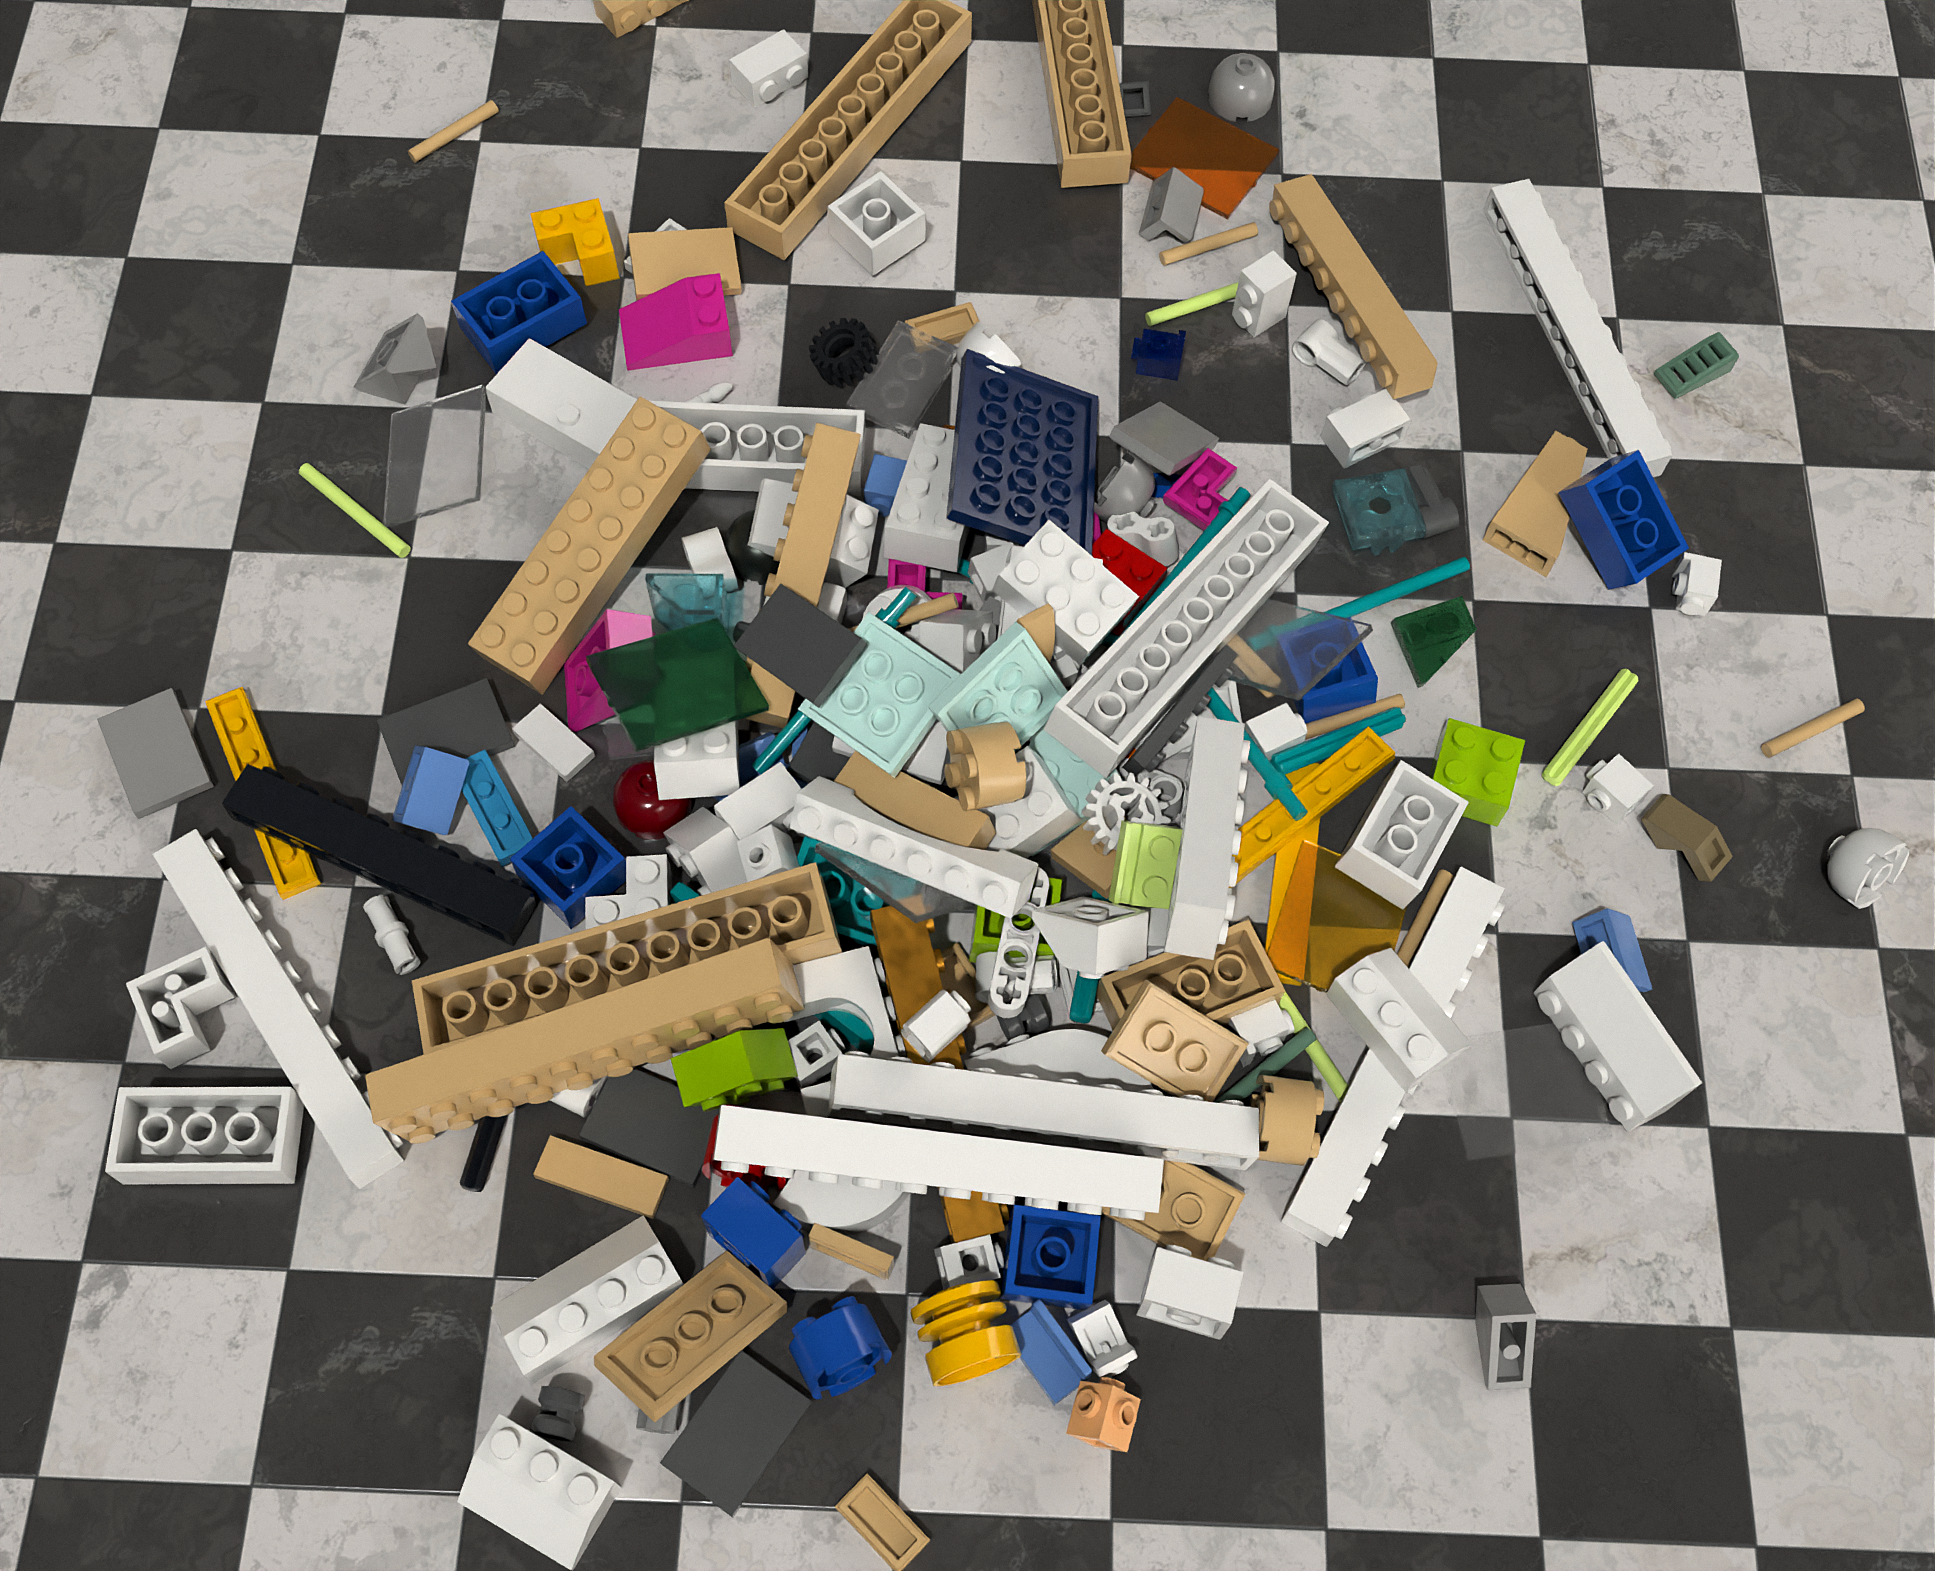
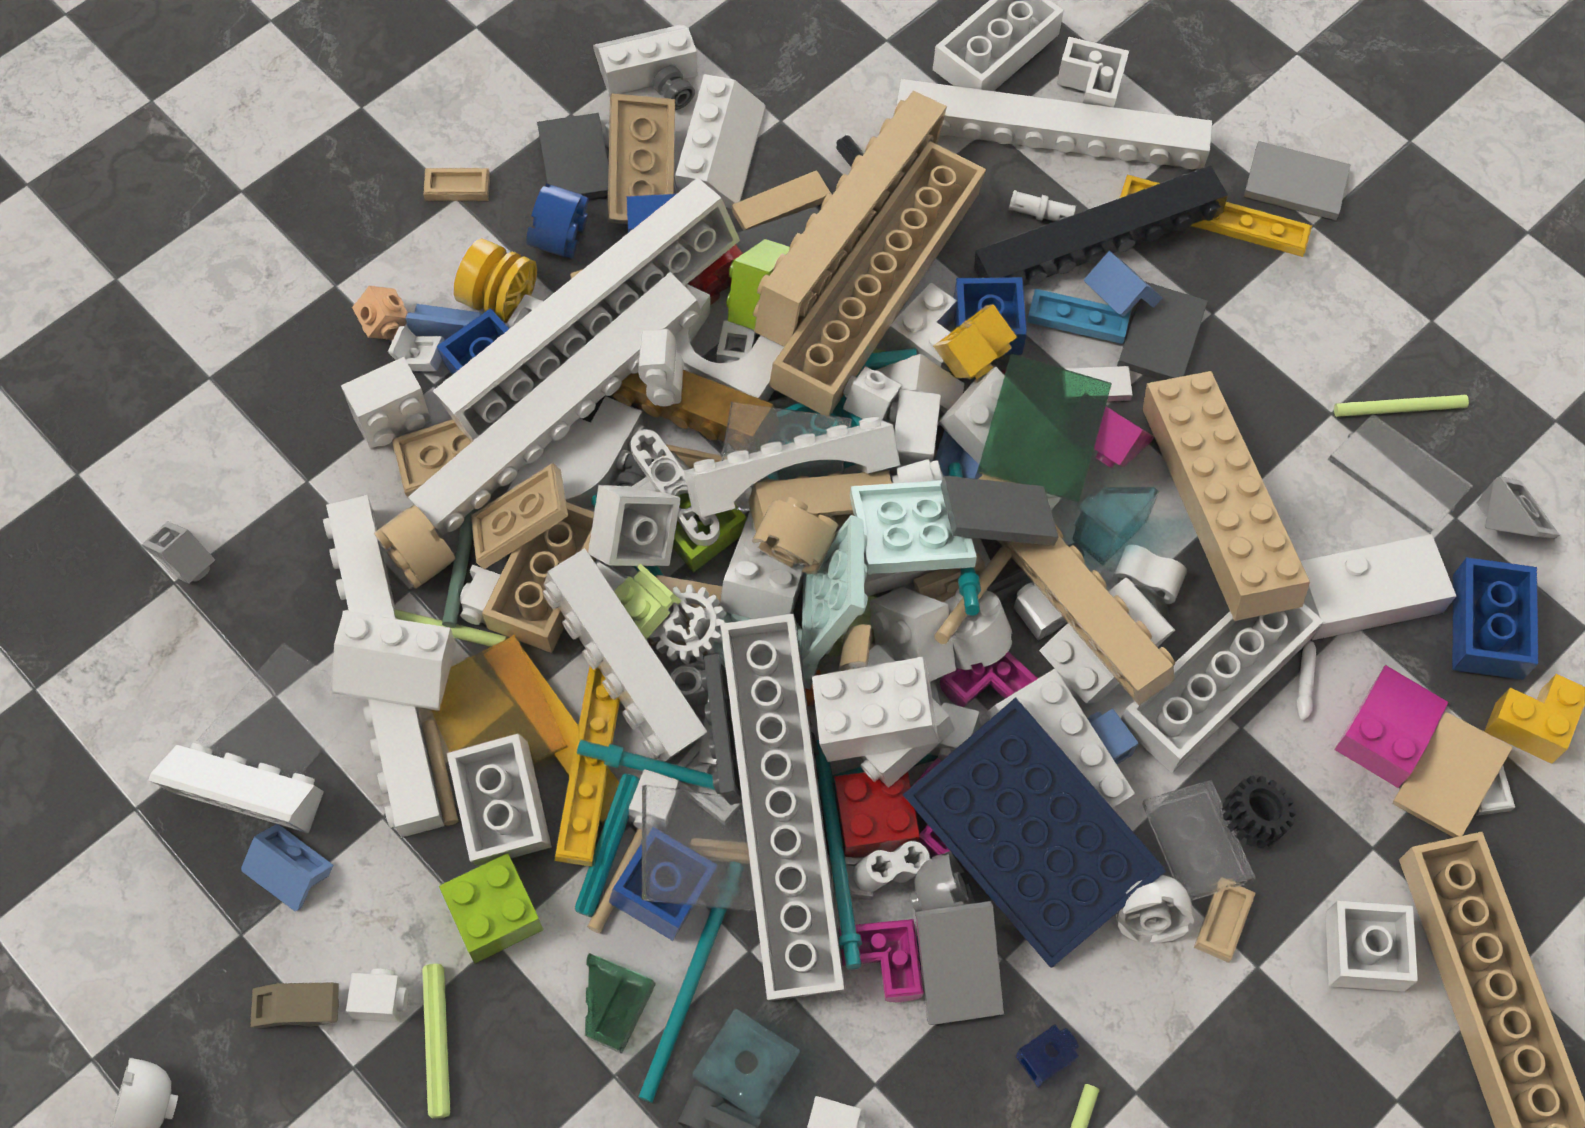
camera: 135 degrees right, 0 degrees up
(633, 826) = (976, 343): none -> yellow brick
(811, 758) = (919, 472): none -> white brick

